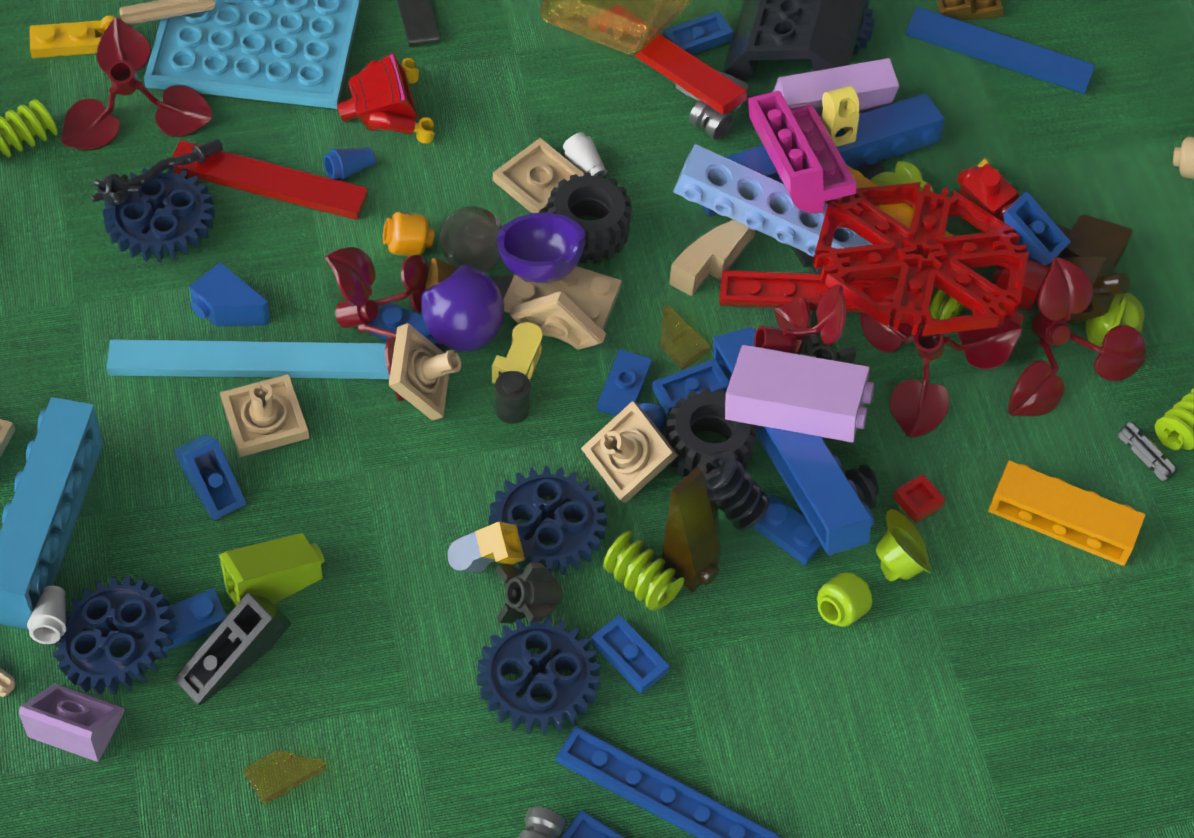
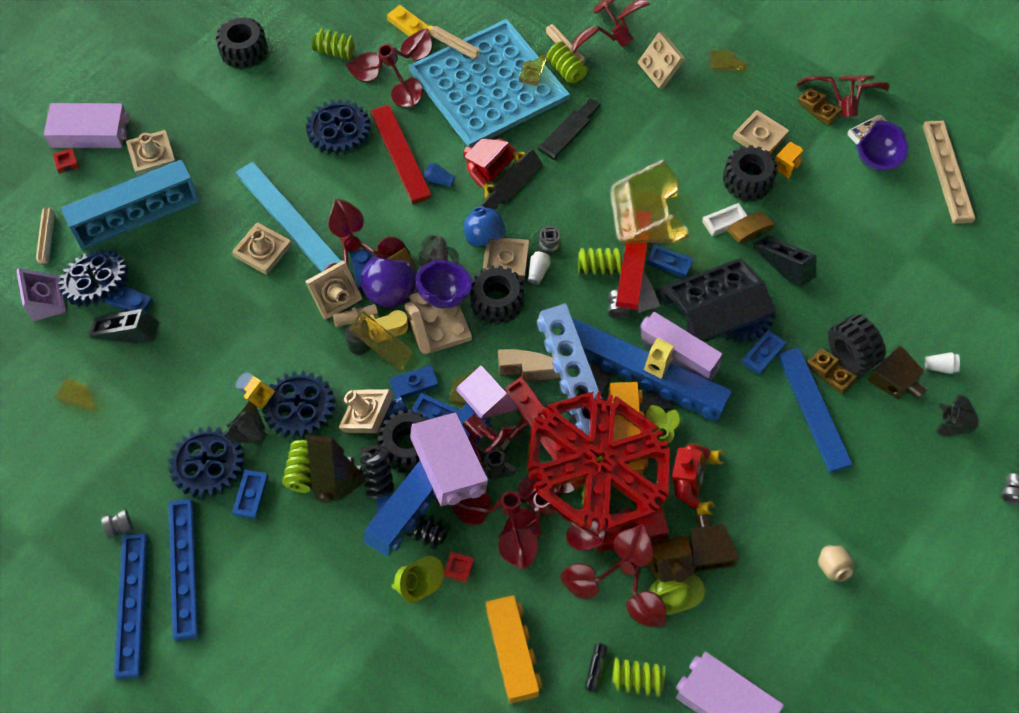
camera: 55 degrees right, 5 degrees up
(48, 617) = (82, 246): white cone -> none
(117, 189) = (328, 100): black piece -> none
(210, 476) = (208, 251): blue slope -> none
(228, 300) = (312, 186): blue slope -> none
(271, 568) = (172, 310): lime slope -> none
(407, 234) = (416, 228): light orange head -> none
(436, 99) = (513, 180): none -> pearl dark grey piece
(471, 380) = (350, 316): none -> tan pin
(481, 164) = (483, 225): none -> blue cylinder
(546, 369) = (381, 340): none -> clear yellow tile
(558, 119) = (549, 240): none -> flat silver wheel
(637, 94) = (599, 261): none -> lime piece
(722, 312) = (485, 395): none -> slope
(801, 152) = (611, 354): dark pink brick -> none
(844, 599) = (361, 572): lime head -> none
(895, 39) = (763, 352): none -> blue plate
(943, 418) = (514, 547): none -> dark red plant
(1036, 229) = (680, 505): blue slope -> none

